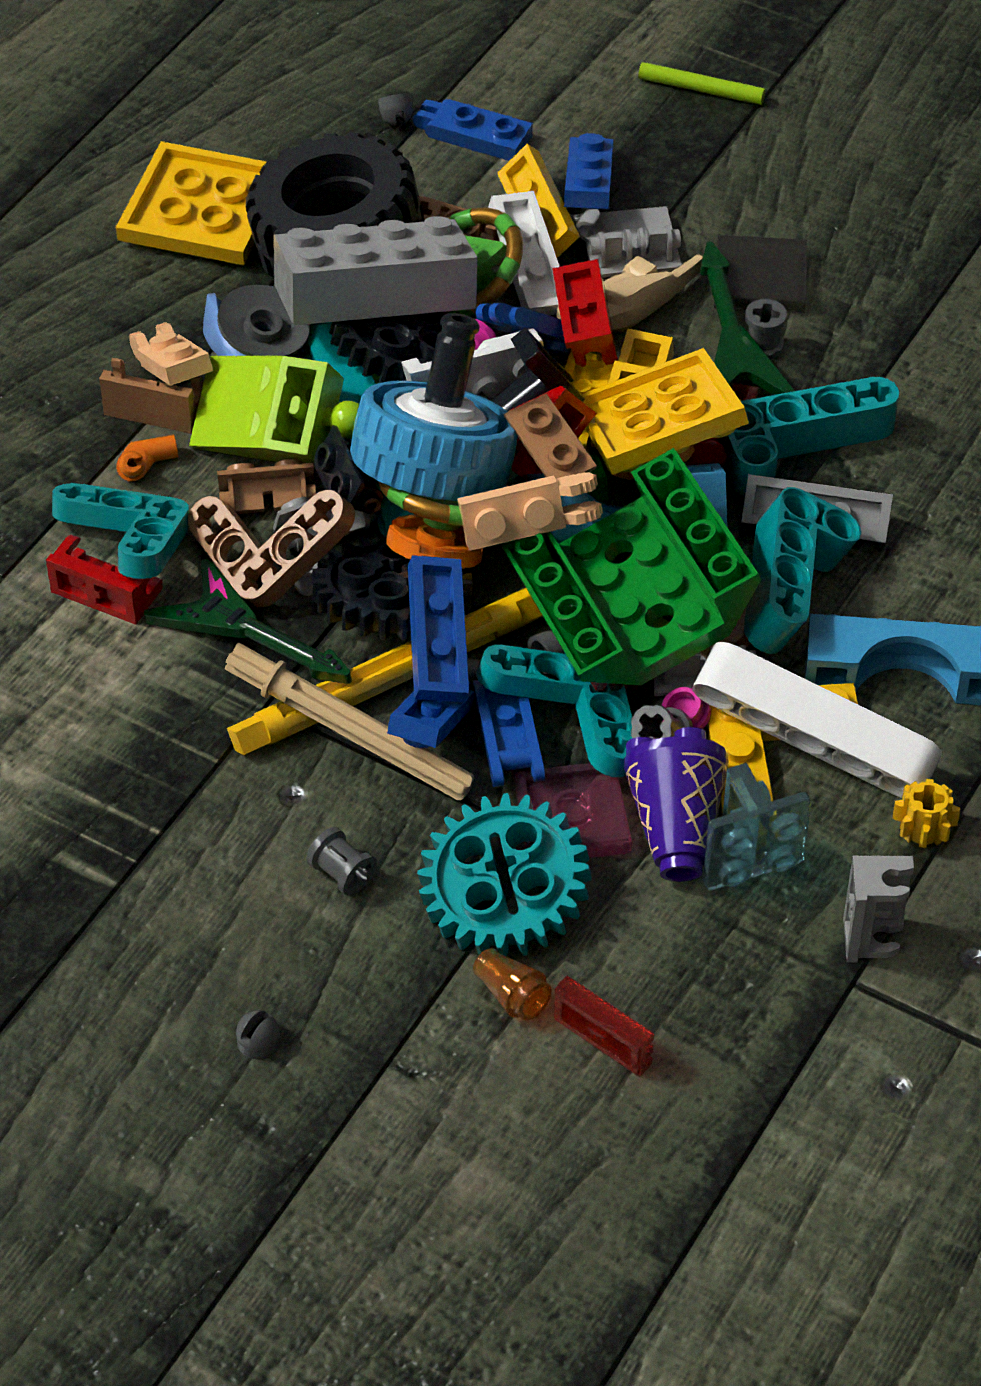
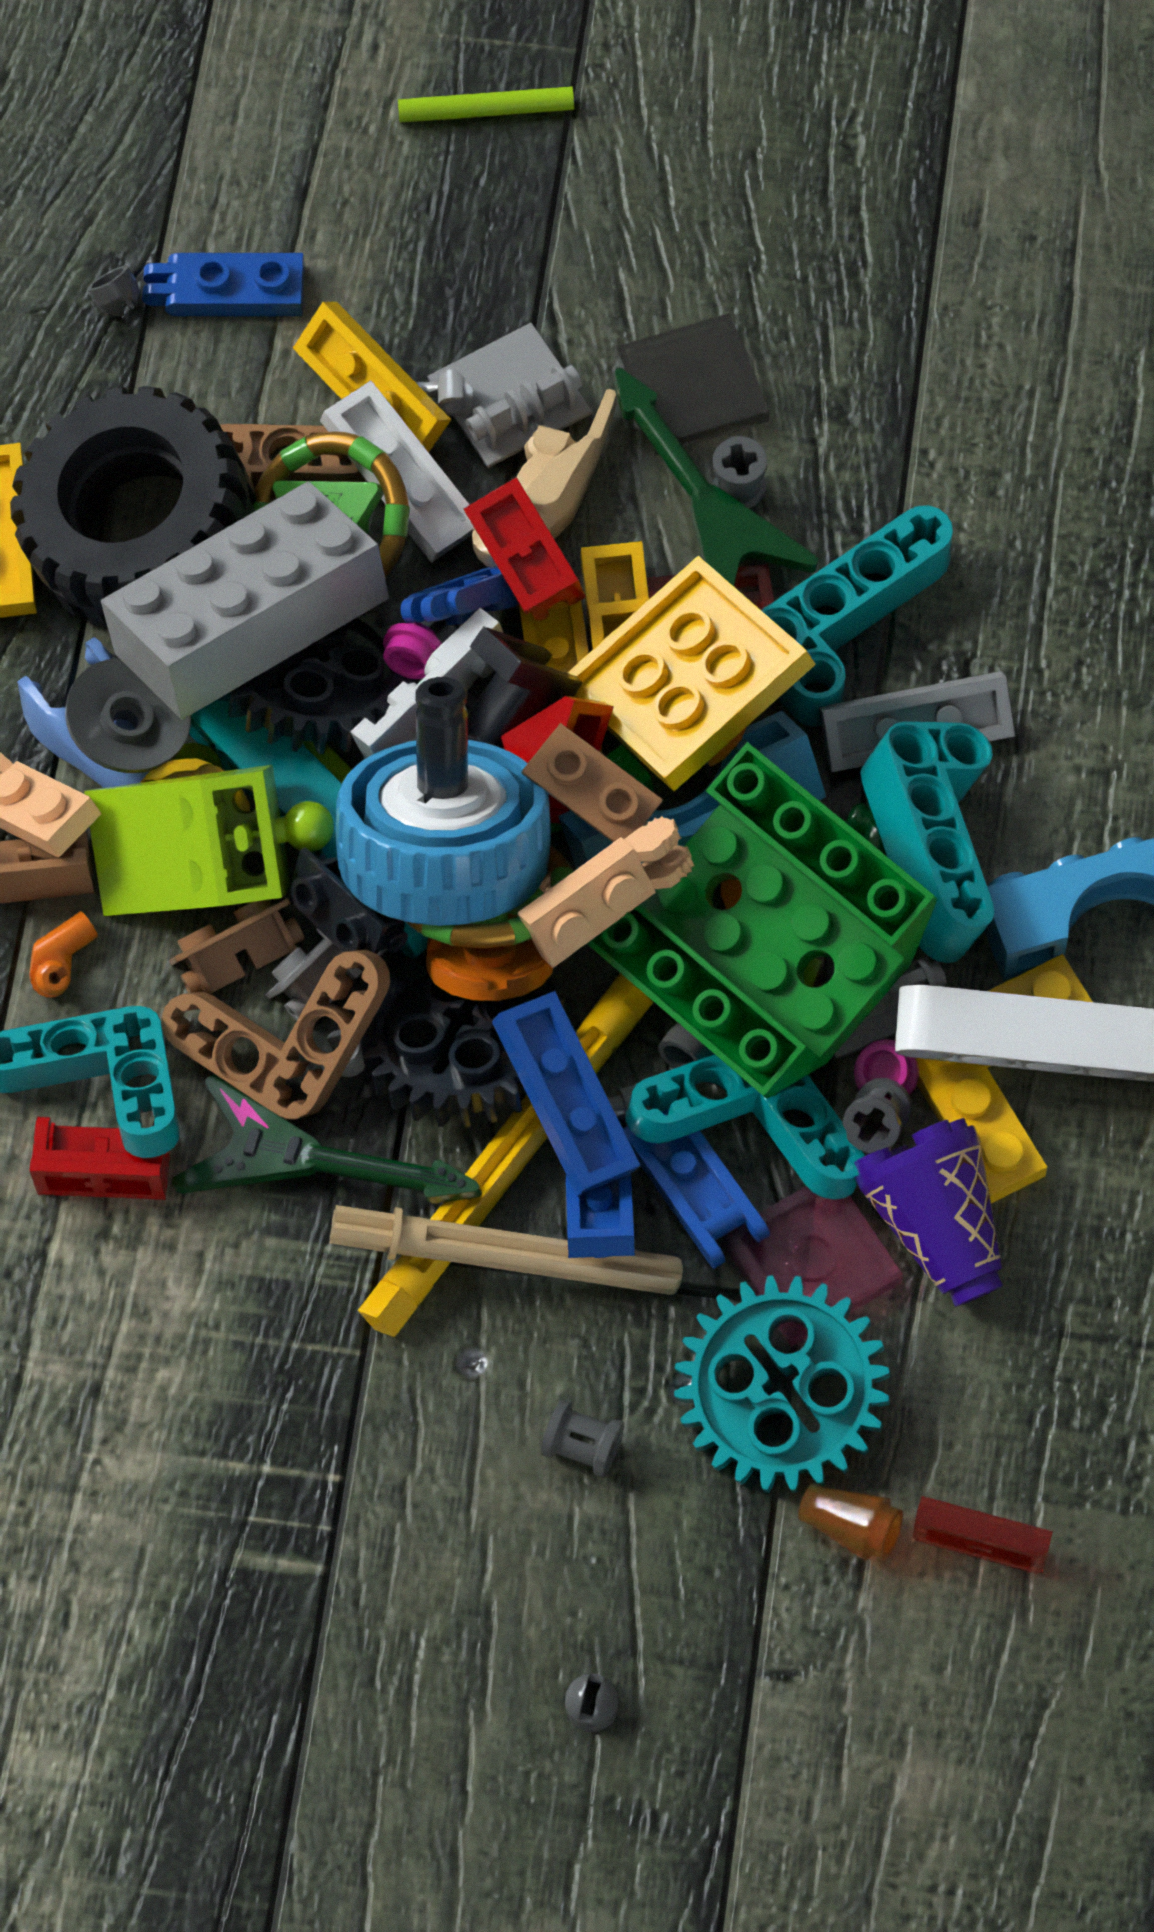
camera: 20 degrees left, 15 degrees up
(589, 172) = (416, 312): blue plate -> none
(754, 832) = (1045, 1217): clear light blue bracket -> none

